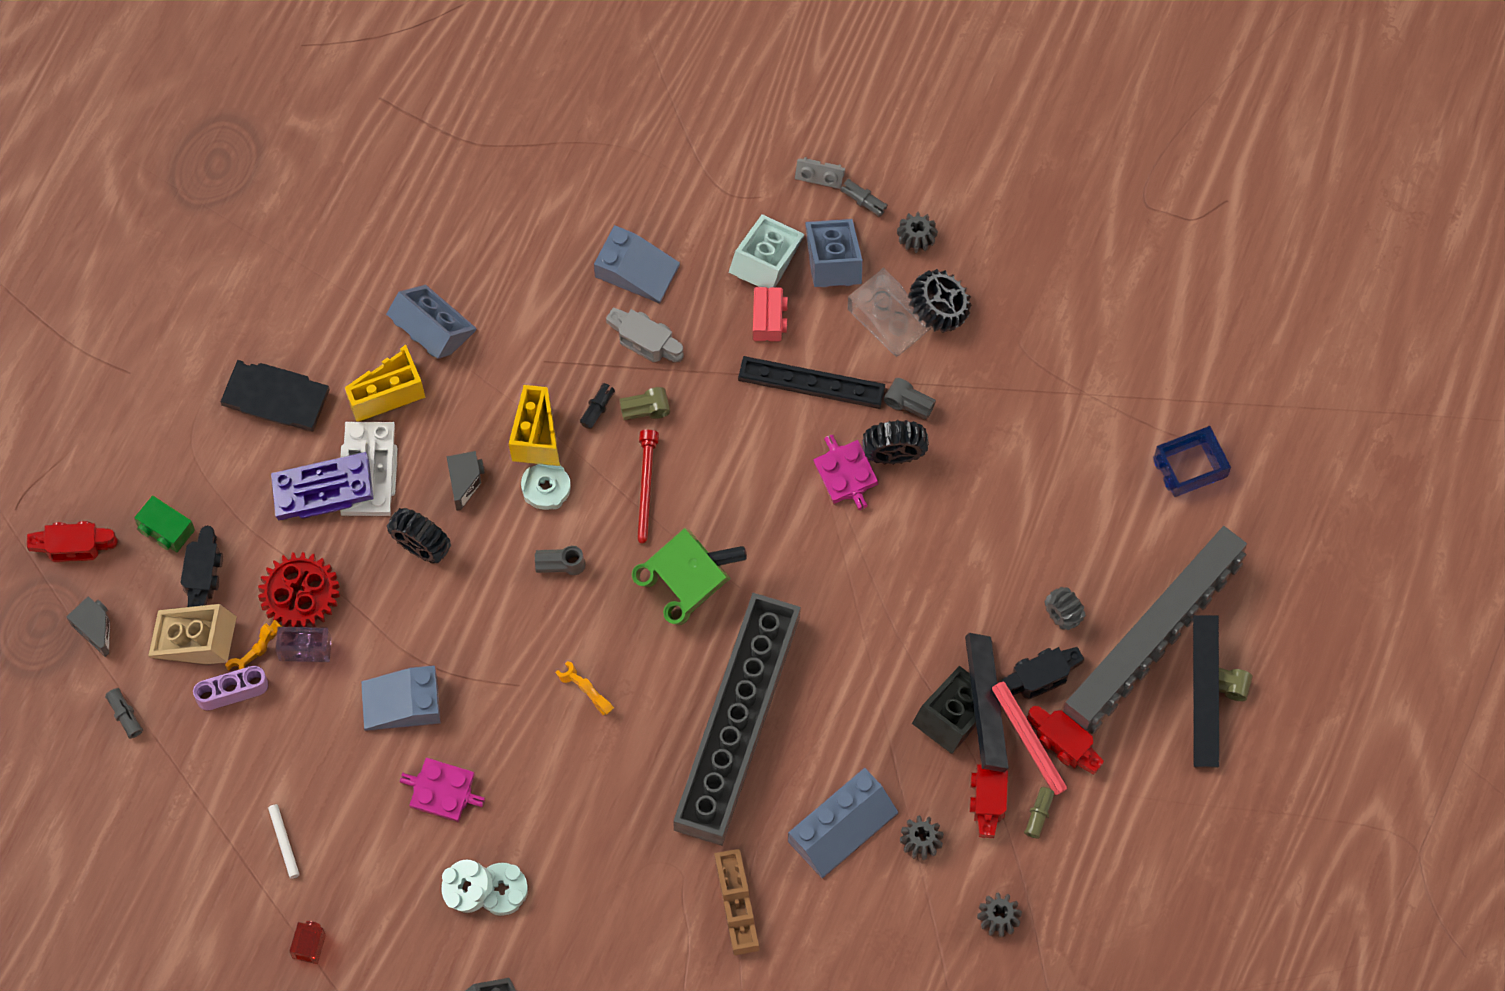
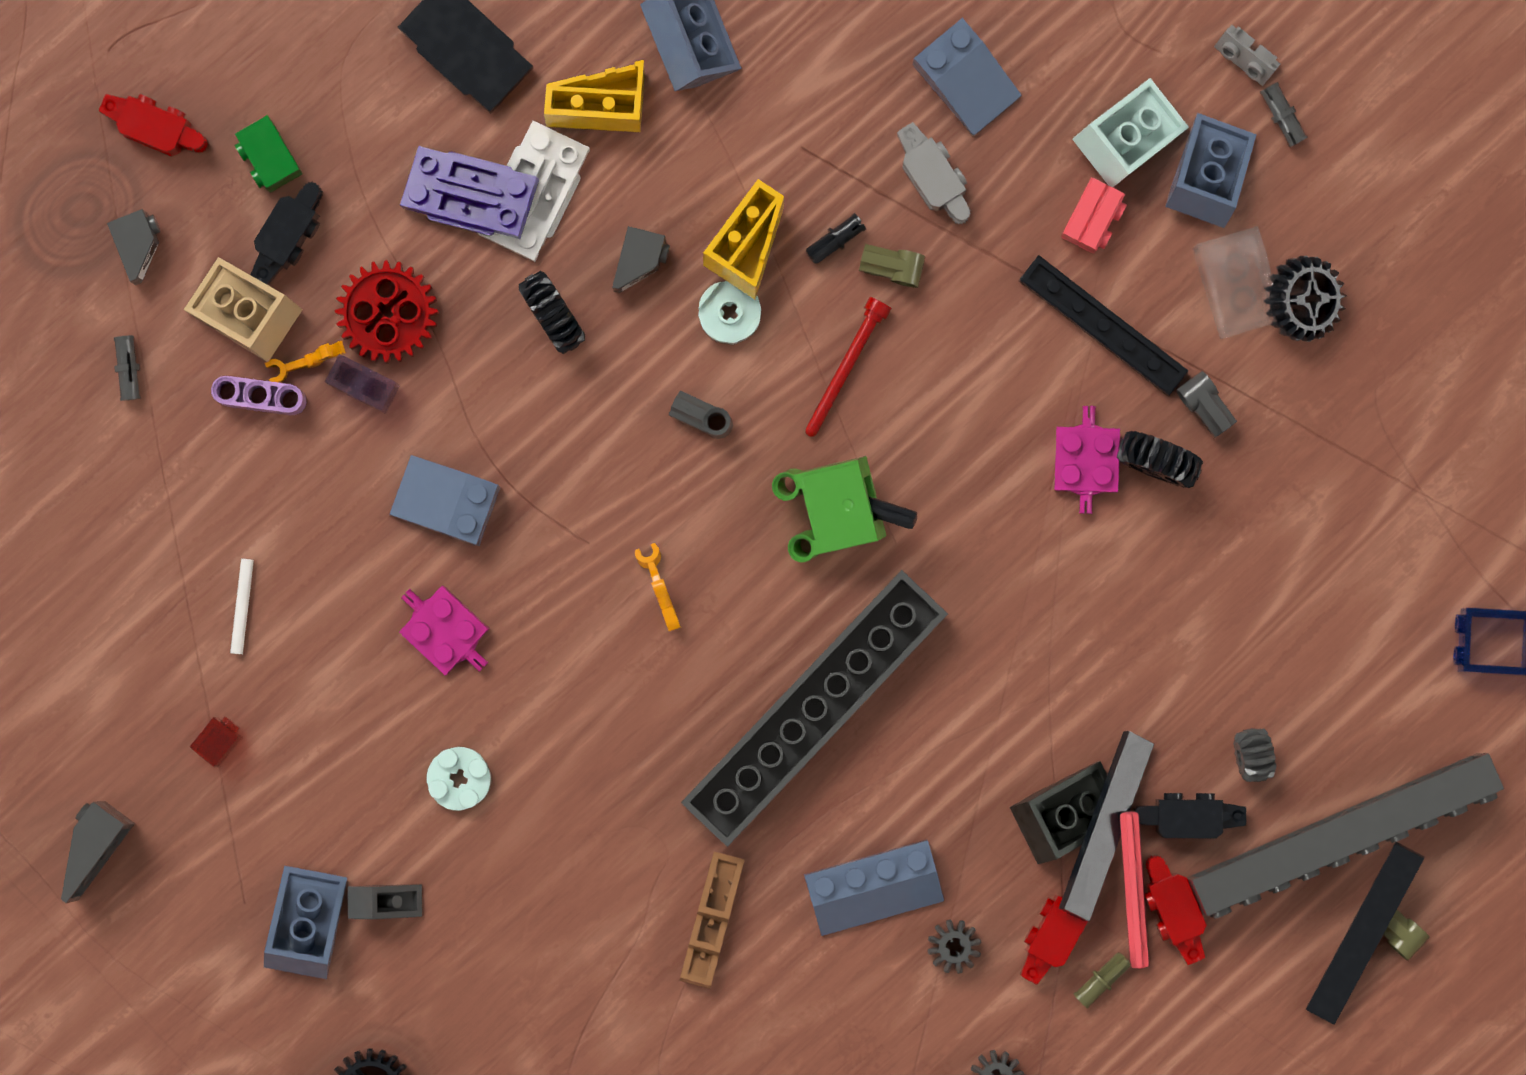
camera: 30 degrees right, 20 degrees up
(453, 882) = (402, 760): light aqua plate -> none
(917, 232) = (1323, 202): dark grey gear -> none

